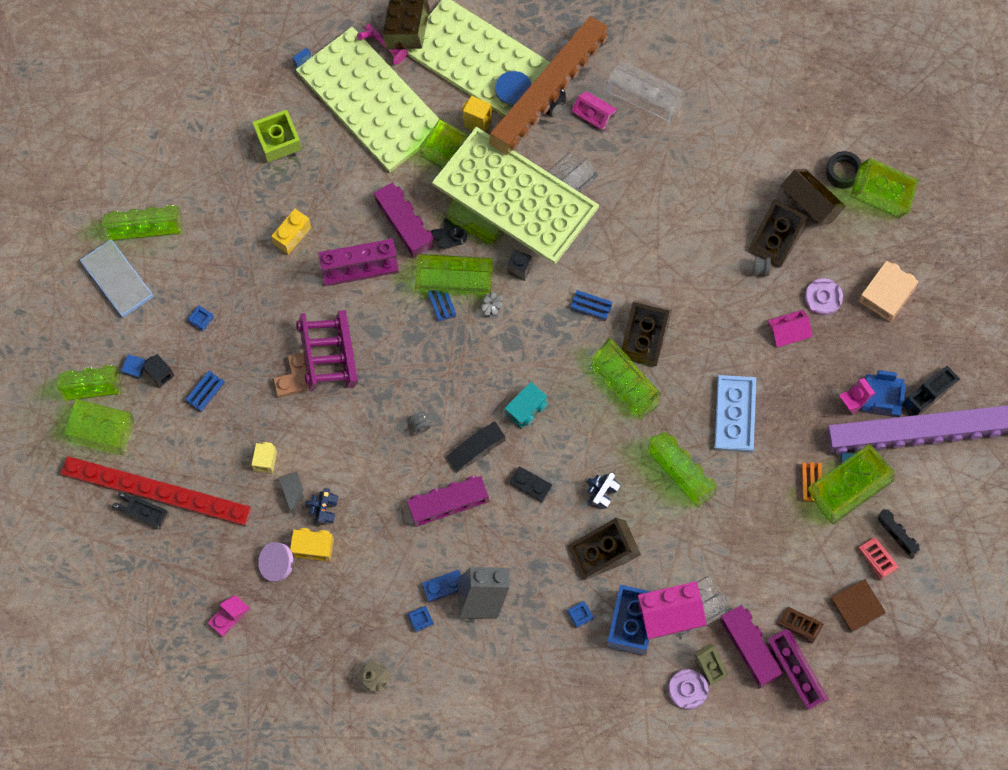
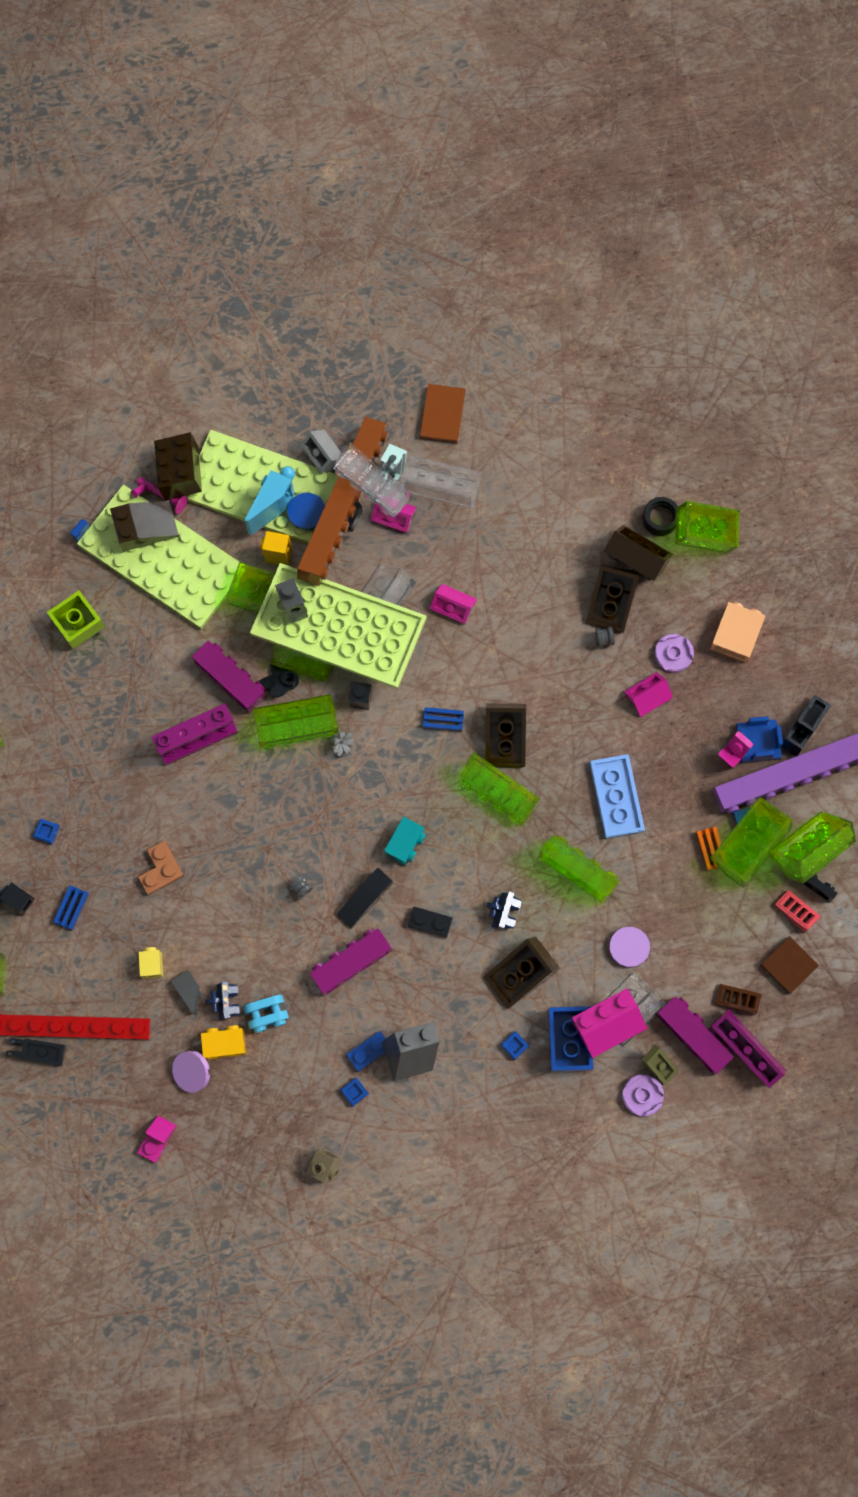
camera: 15 degrees left, 5 degrees up
(291, 231) = (116, 717): yellow brick -> none
(343, 340) = (199, 820): magenta fence -> none
(361, 65) = (143, 523): none -> slope
(365, 534) = (260, 1023): none -> medium azure brick
(446, 316) = (299, 766): blue tile -> none
(477, 158) = (290, 599): none -> dark grey torso
(483, 69) = (271, 500): none -> medium azure slope
(542, 38) = (321, 450): none -> light grey brick
(580, 72) = (371, 480): none -> clear slope
(604, 63) = (393, 461): none -> light aqua hinge
(627, 203) = (452, 603): none -> dark pink panel
(663, 30) = (442, 413): none -> dark orange tile
(711, 552) = (629, 947): none -> lavender tile
(908, 501) = (813, 846): none -> clear neon green slope

